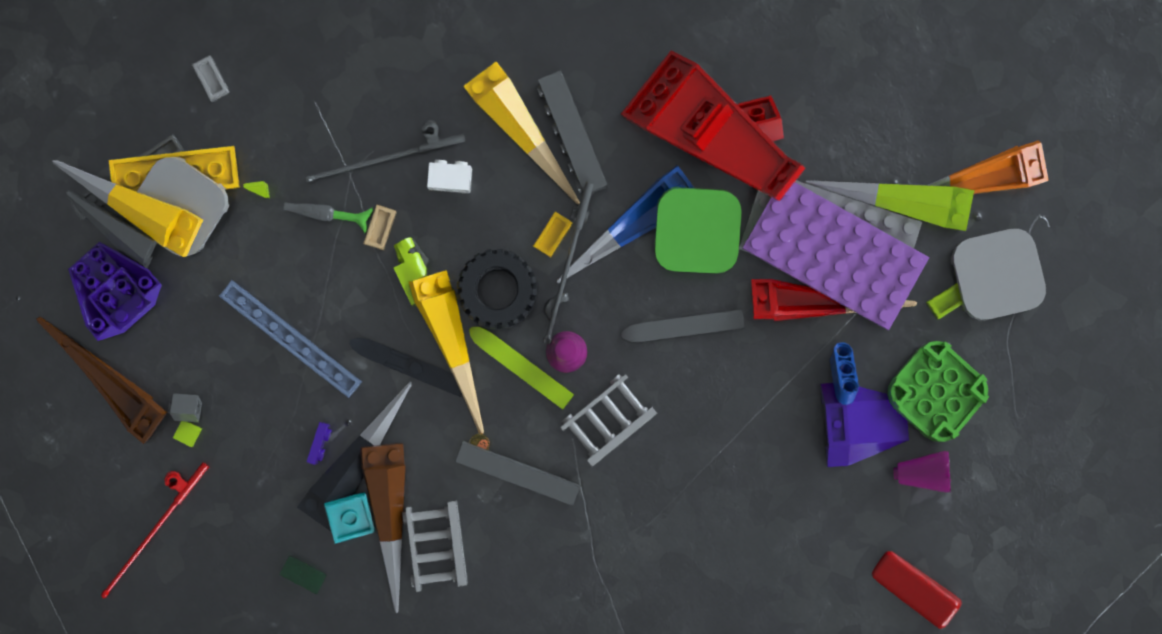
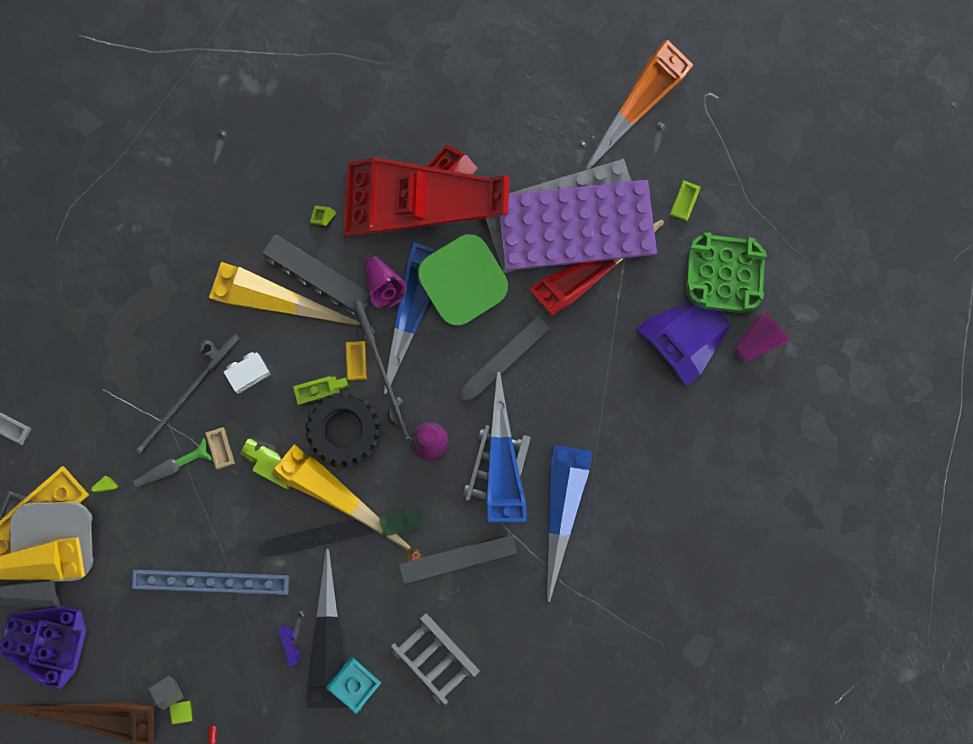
camera: 40 degrees left, 5 degrees down
(385, 481) = (360, 637): reddish brown plate -> none
(490, 405) = (400, 522): none -> clear green plate
(502, 237) = (318, 389): none -> lime hinge
(521, 366) = (402, 476): lime piece -> none
(601, 441) = (504, 490): none -> blue plate
(614, 82) = (322, 215): none -> lime slope
(625, 183) = (383, 283): none -> magenta cone
(663, 473) = (567, 483): none -> blue plate
(843, 362) = (647, 308): blue beam -> none
(916, 589) = (817, 430): red piece -> none
(933, 204) = (621, 140): lime plate -> none
(998, 274) = (707, 157): light grey tile -> none

